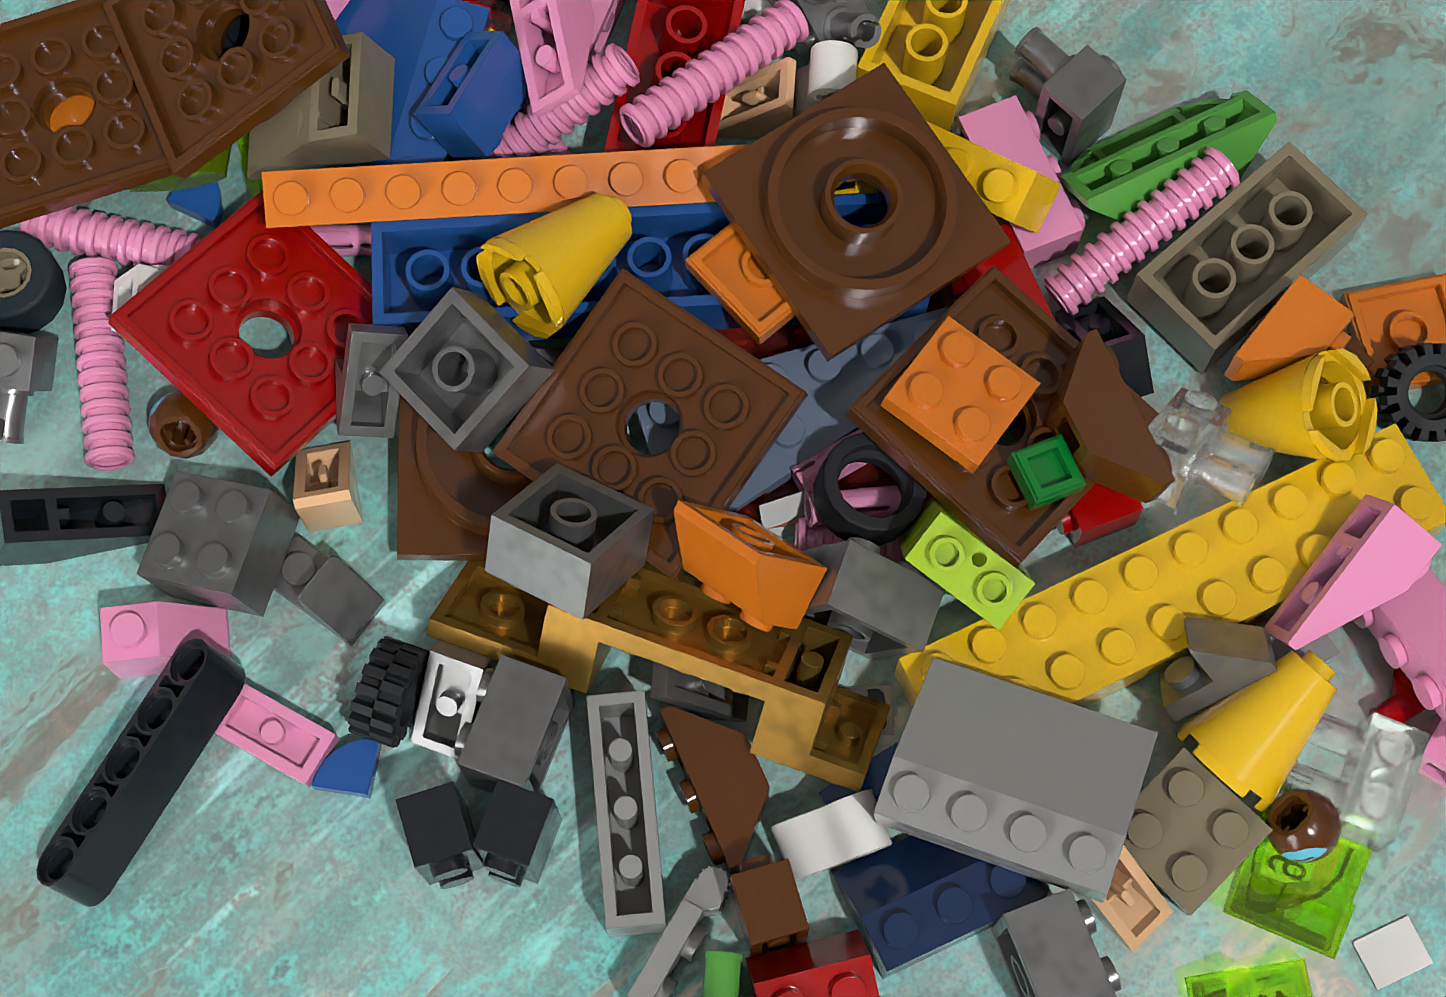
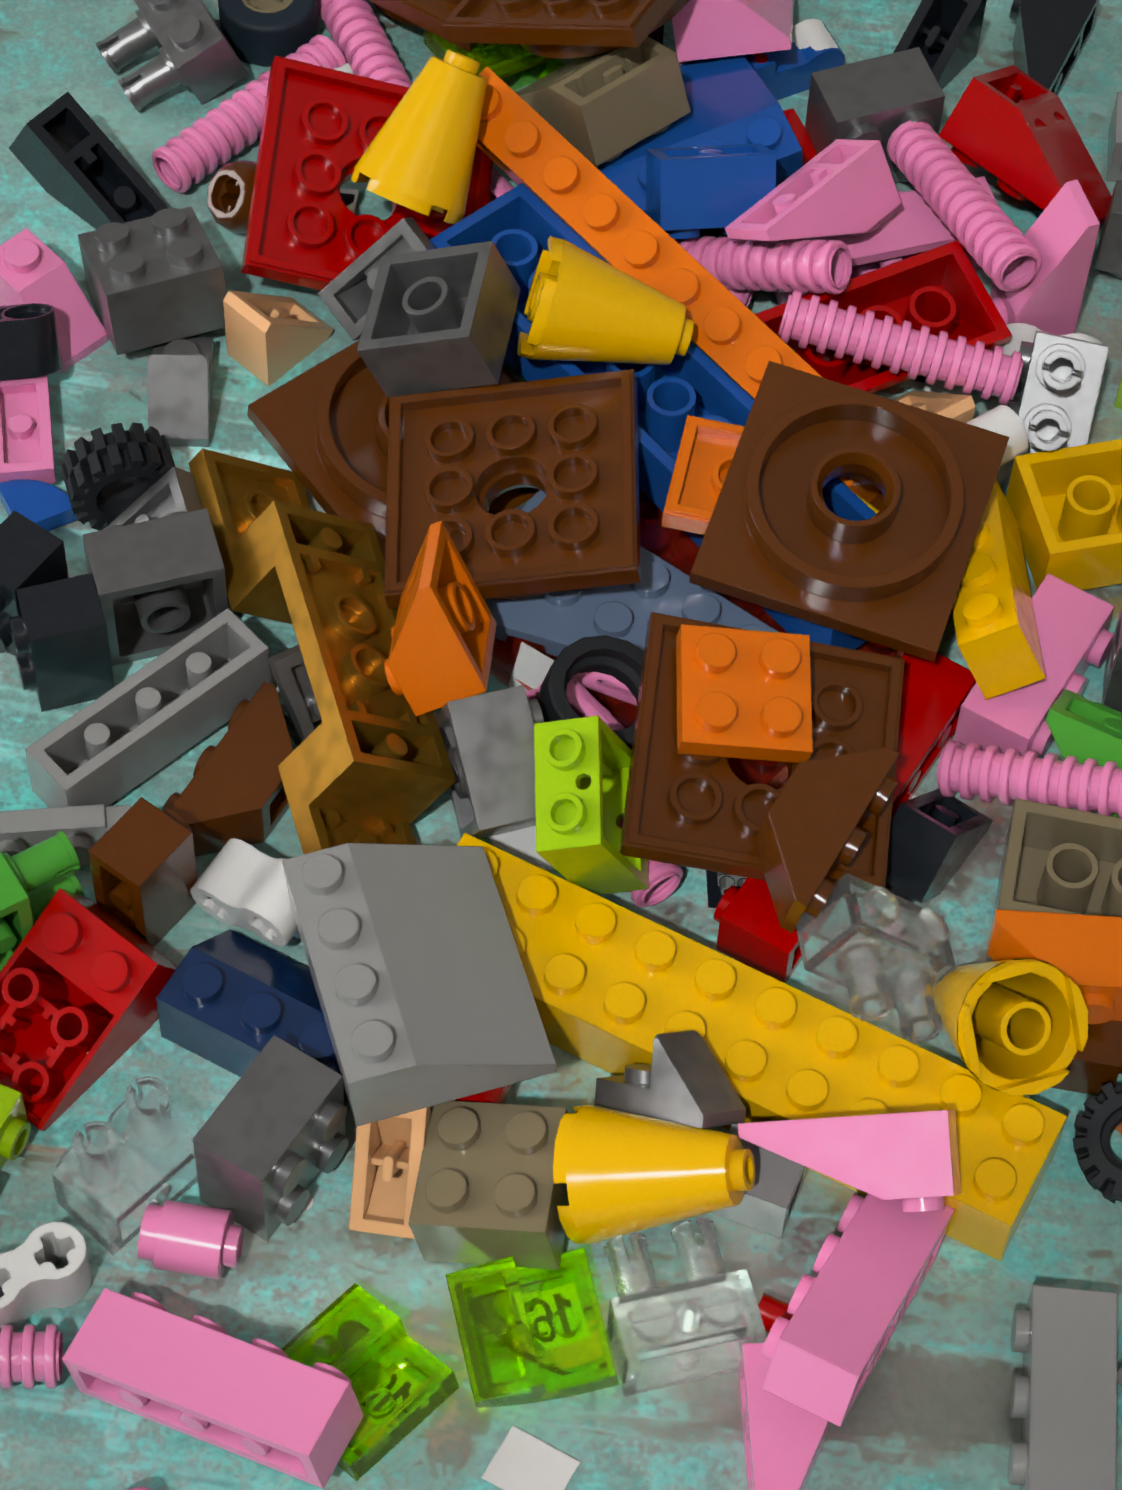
camera: 50 degrees right, 15 degrees down
(297, 265) = (429, 140): none -> yellow cone
(568, 540) = (344, 478): flat silver brick -> none
(1046, 472) = (730, 811): green tile -> none
(1303, 825) = (578, 1273): reddish brown piece -> none

